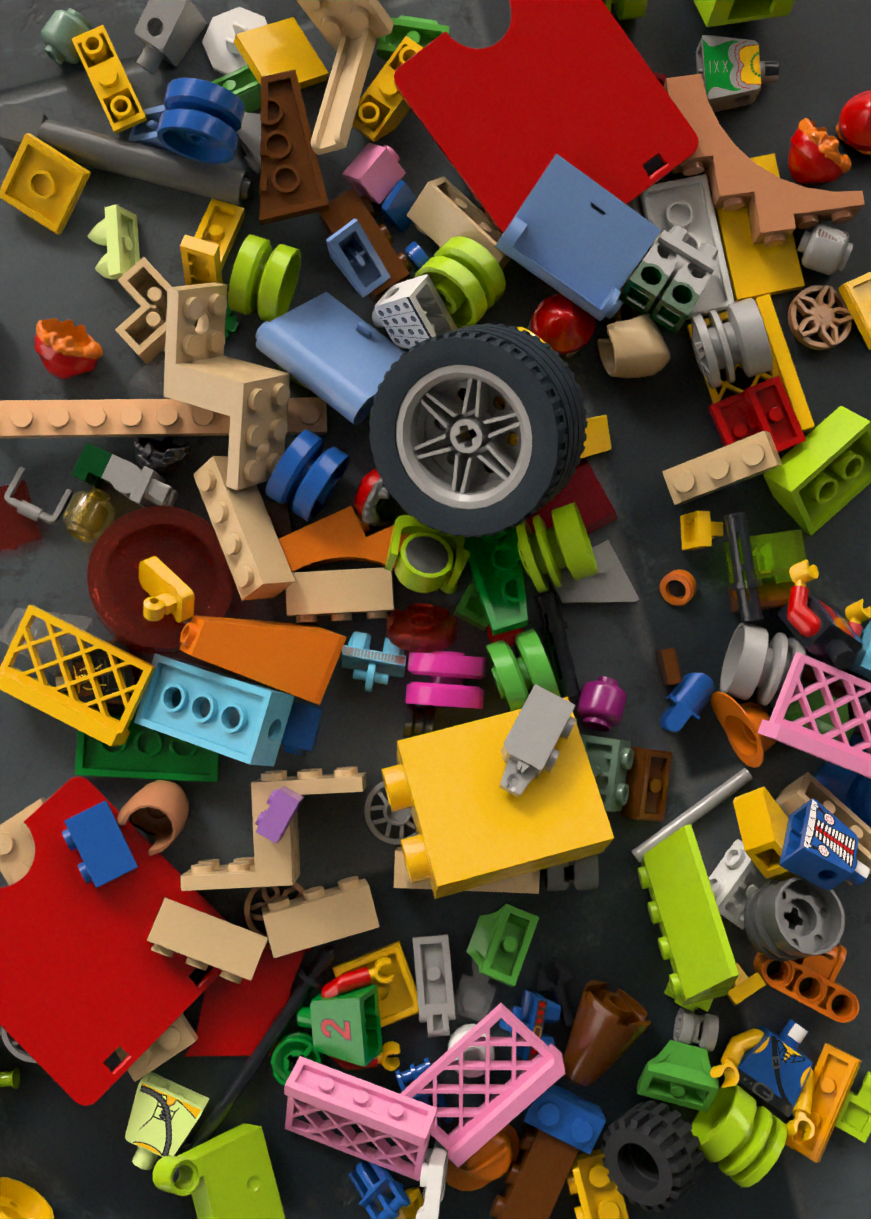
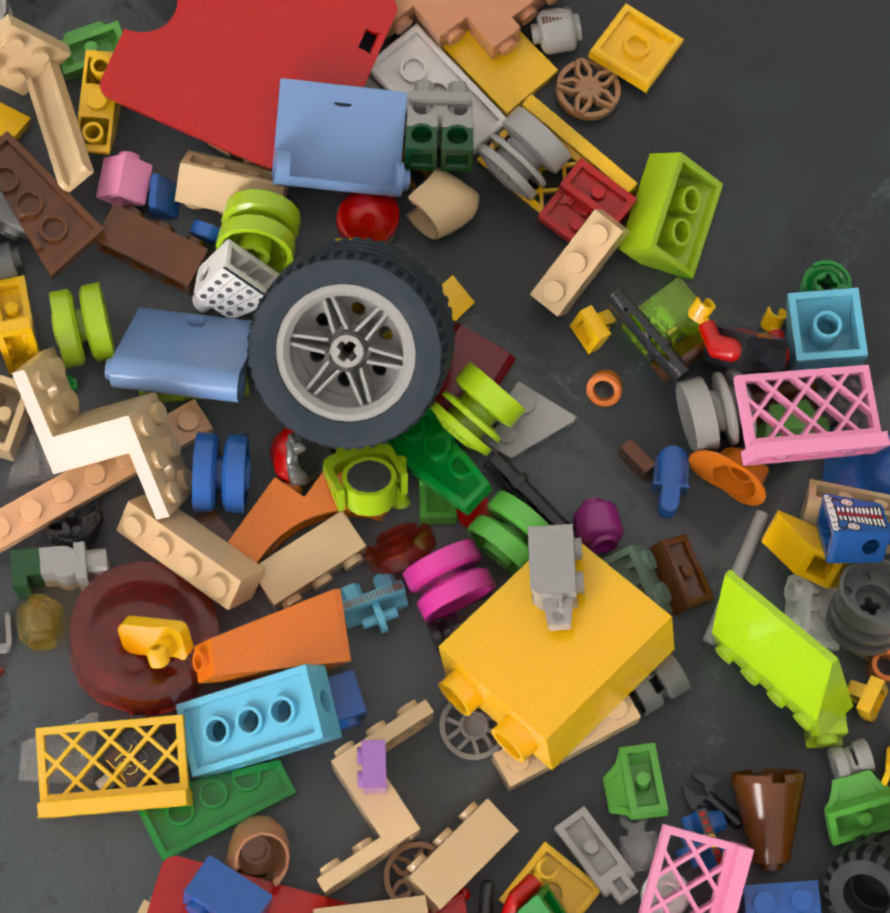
camera: 35 degrees left, 10 degrees down
(357, 258) = (157, 261): medium blue slope -> none

